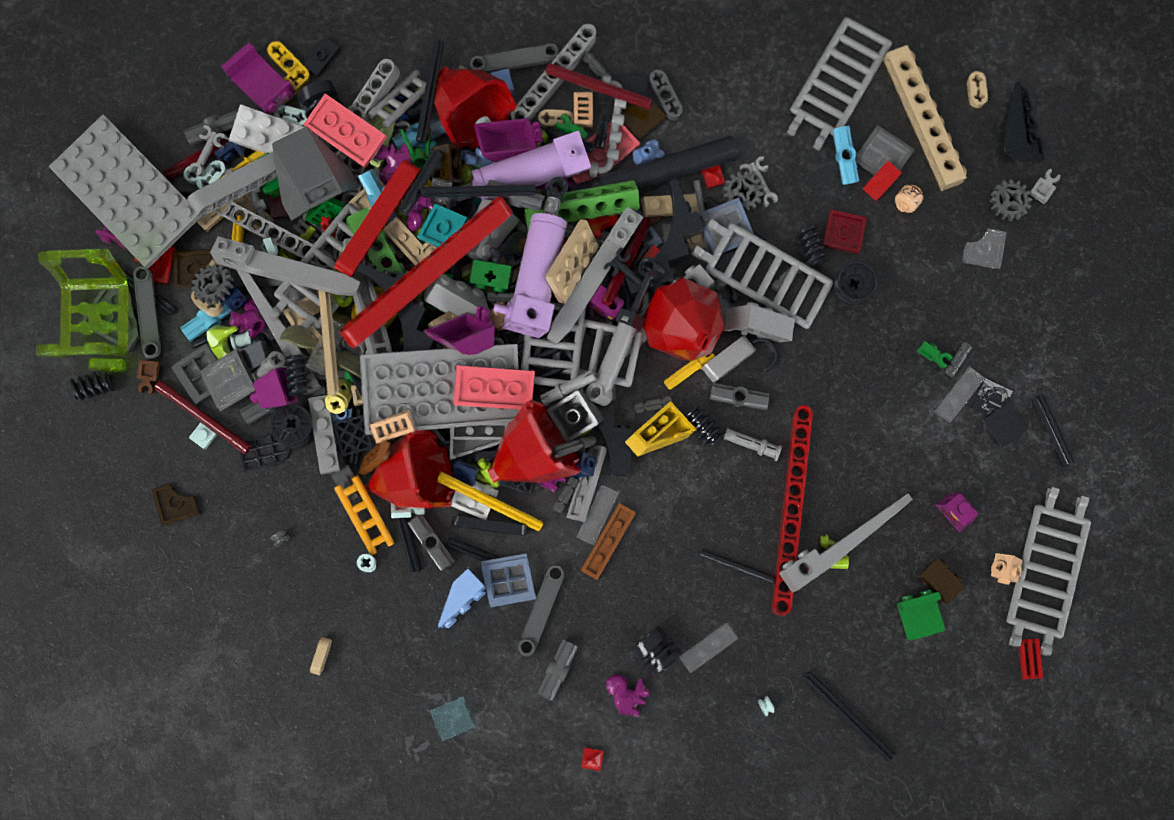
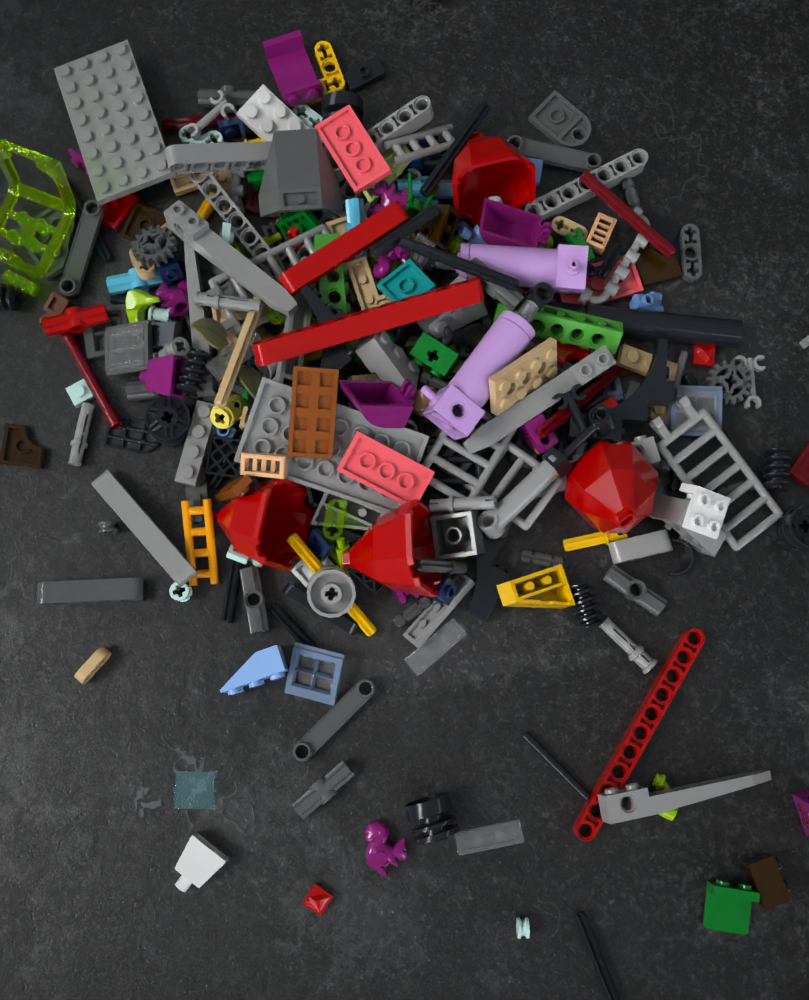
camera: 25 degrees right, 0 degrees up
(172, 375) = (75, 320): none -> red piece
(222, 477) = (79, 442): none -> light grey pin
(290, 596) = (90, 591): none -> dark grey beam
(294, 307) = (227, 302): none -> light grey pin
(312, 523) = (144, 528): none -> light grey beam
(414, 366) = (312, 412): none -> dark orange plate
(464, 448) = (329, 517): none -> clear neon green beam
(482, 774) = (198, 862): none -> white torso
(503, 510) = (331, 604): none -> light grey wheel
(507, 27) = (560, 120): none -> dark grey tile
(608, 541) = (433, 679): dark orange plate -> none
(766, 307) = (704, 511): none -> white bracket

